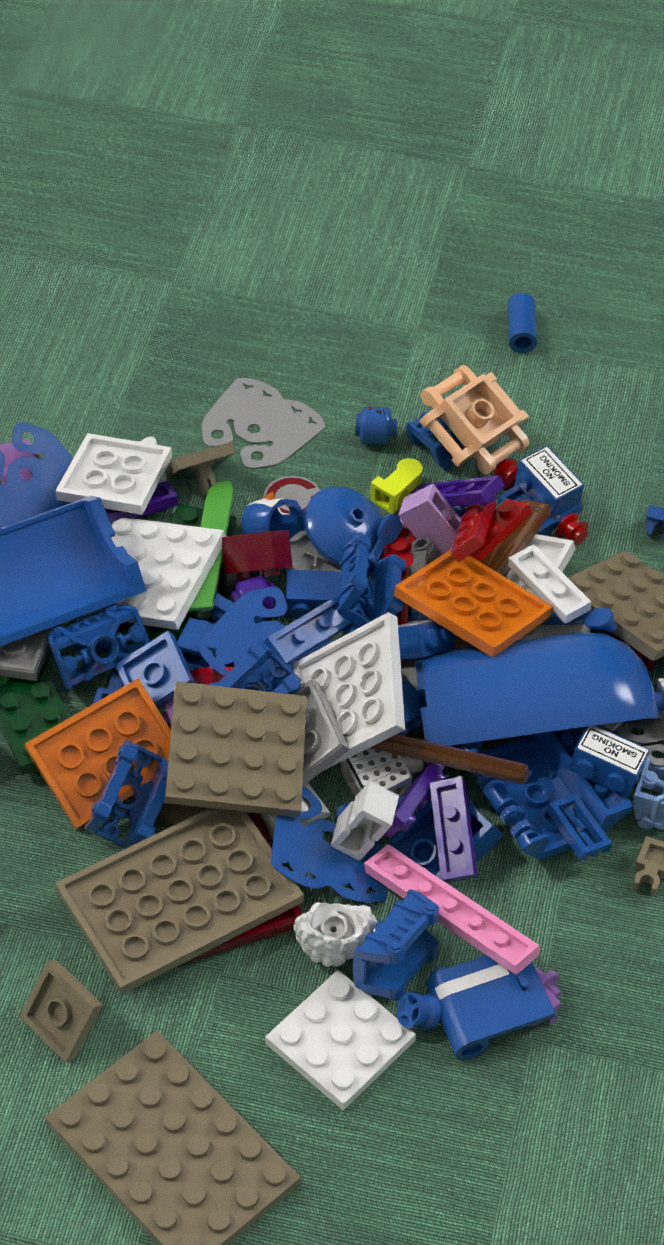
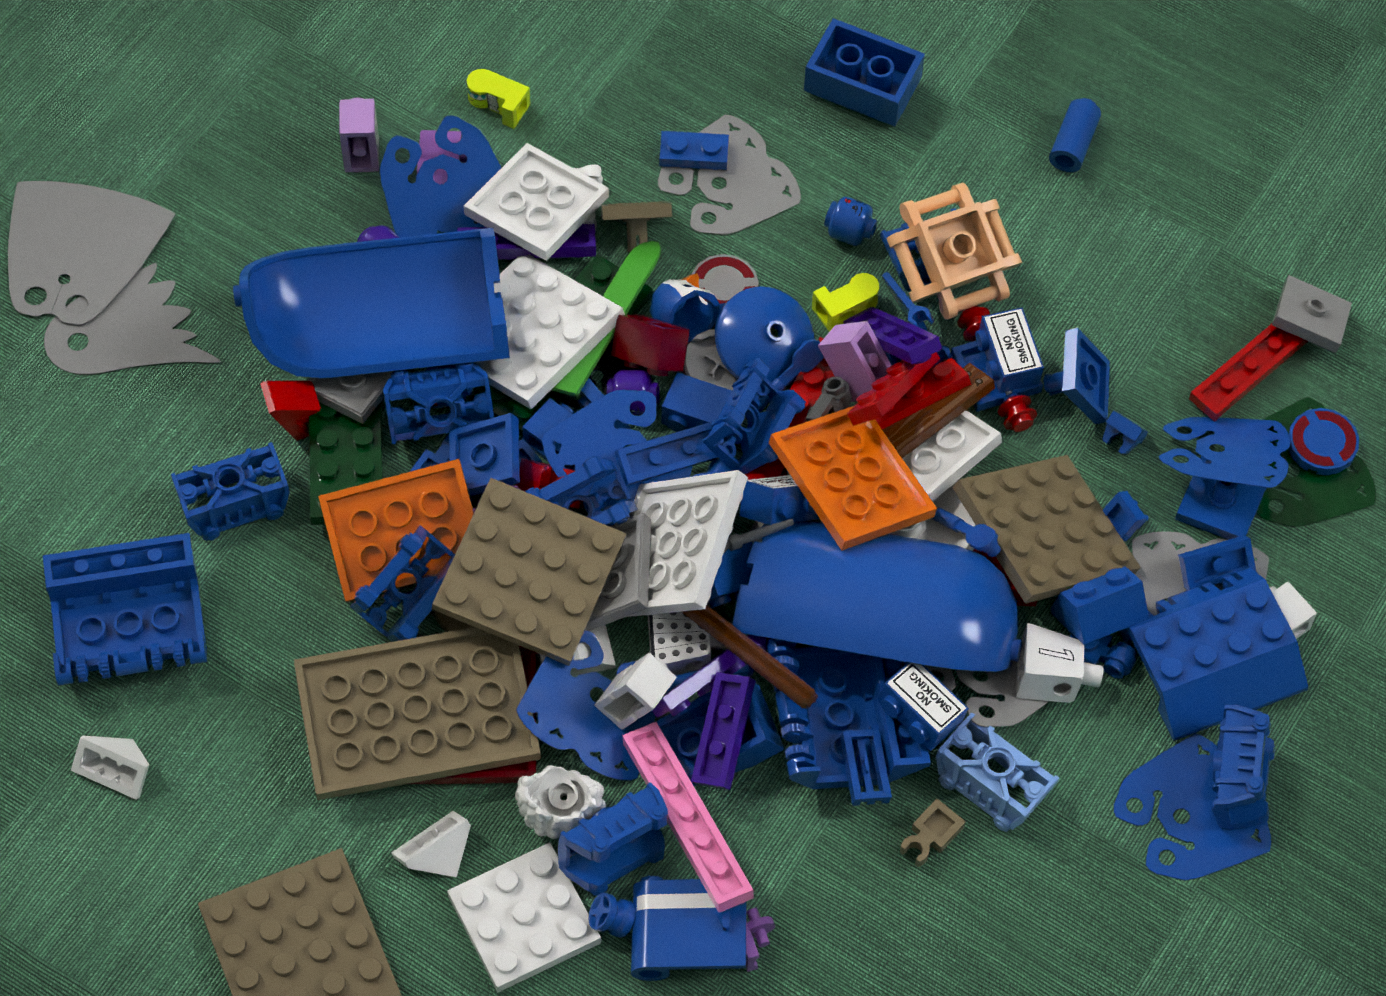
camera: 20 degrees right, 10 degrees up
(45, 407) = (499, 95): none -> neon yellow leg
(61, 1010) = (252, 798): dark tan tile -> none
(224, 408) = (694, 150): none -> blue plate
(241, 1003) = (437, 847): none -> white slope
(338, 317) = (864, 72): none -> blue brick
(419, 664) = (736, 541): none -> dark grey piece
(449, 471) = (914, 313): none -> blue flag
(549, 583) = (946, 479): white plate -> none
(613, 489) = (1083, 376): none -> blue tile

